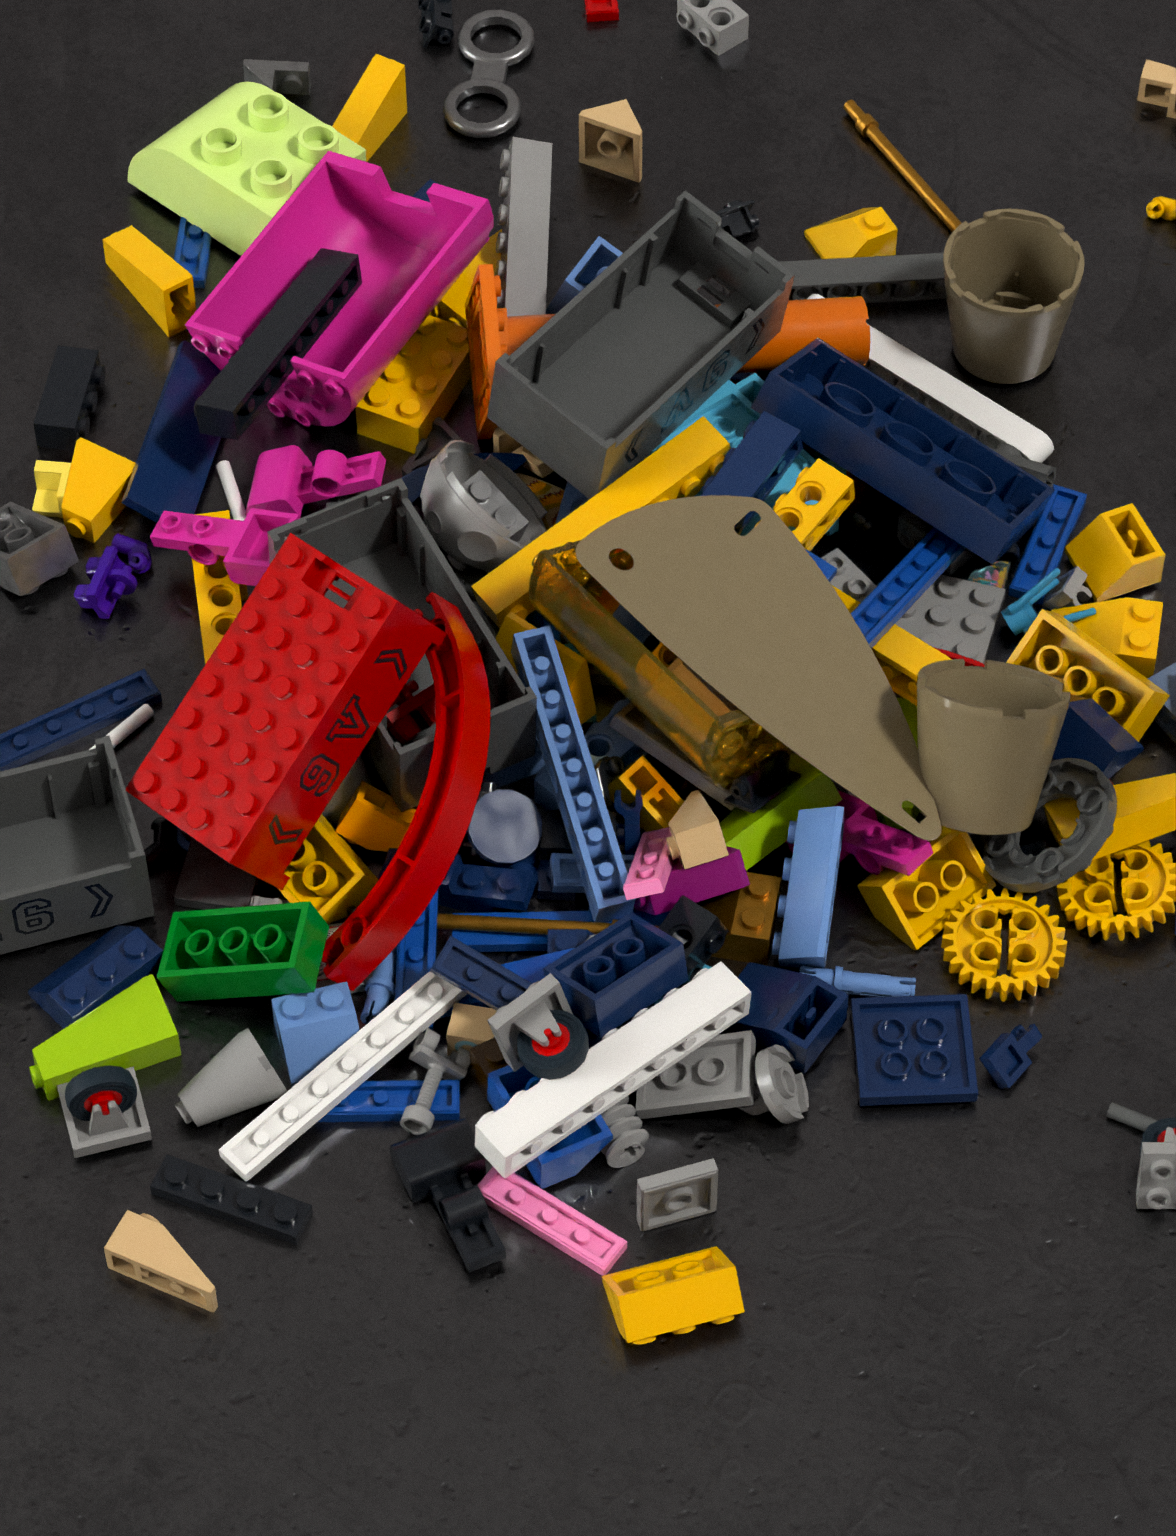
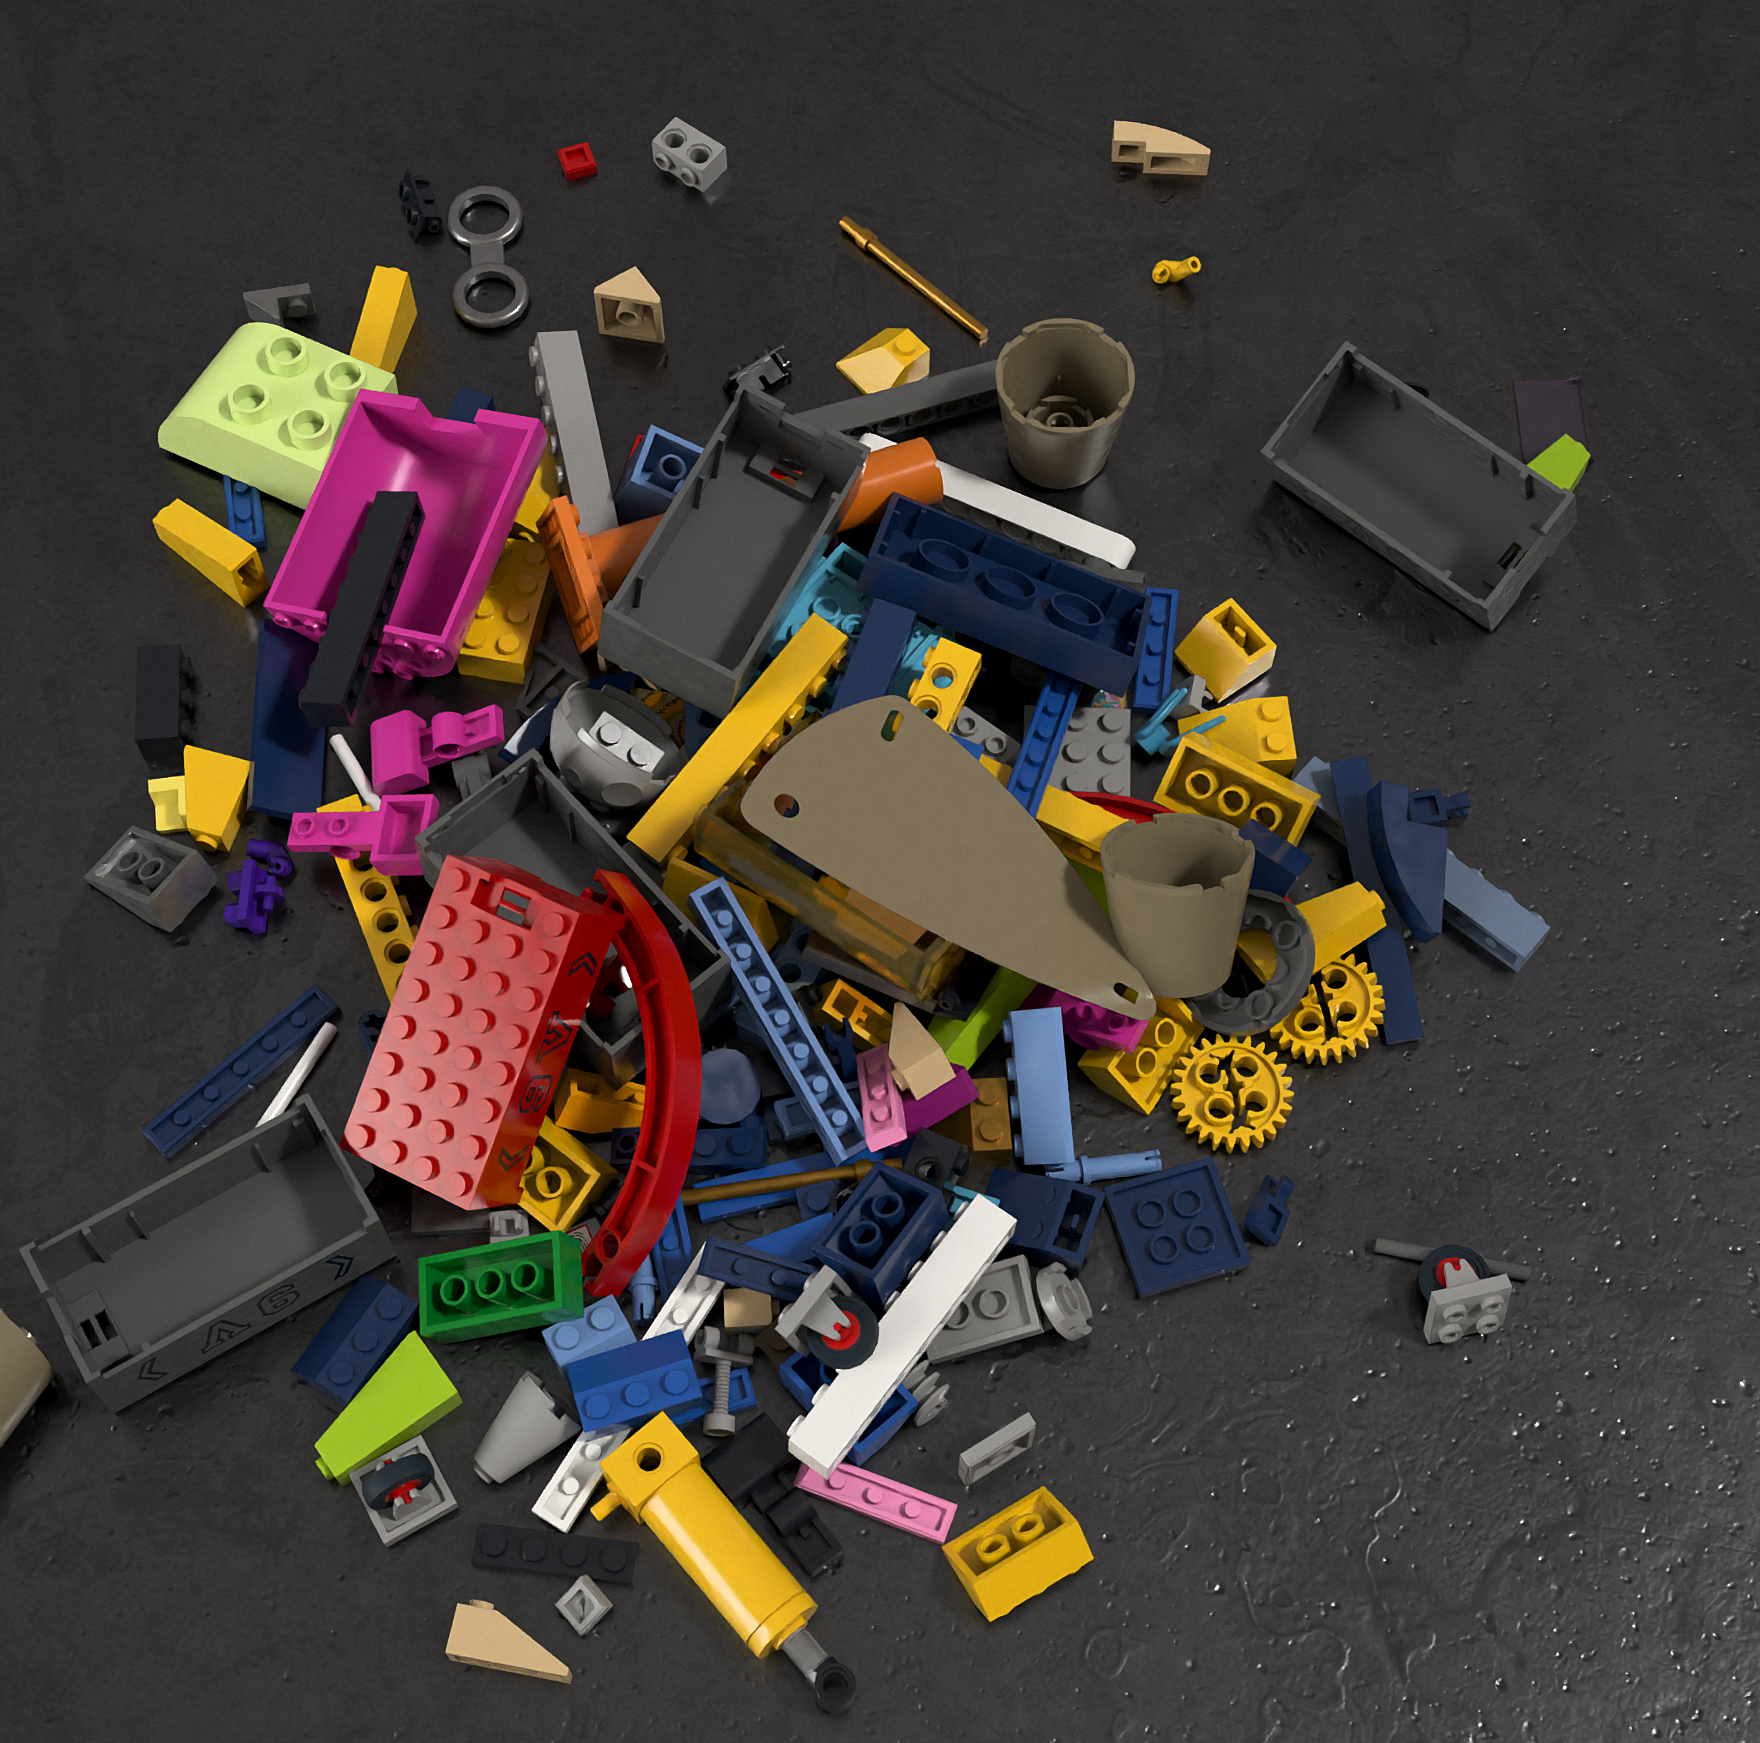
camera: 15 degrees left, 10 degrees up
(245, 1245) = (583, 1605): none -> light grey tile
(345, 1063) = (634, 1384): none -> blue slope
(349, 1155) = (718, 1550): none -> yellow piece

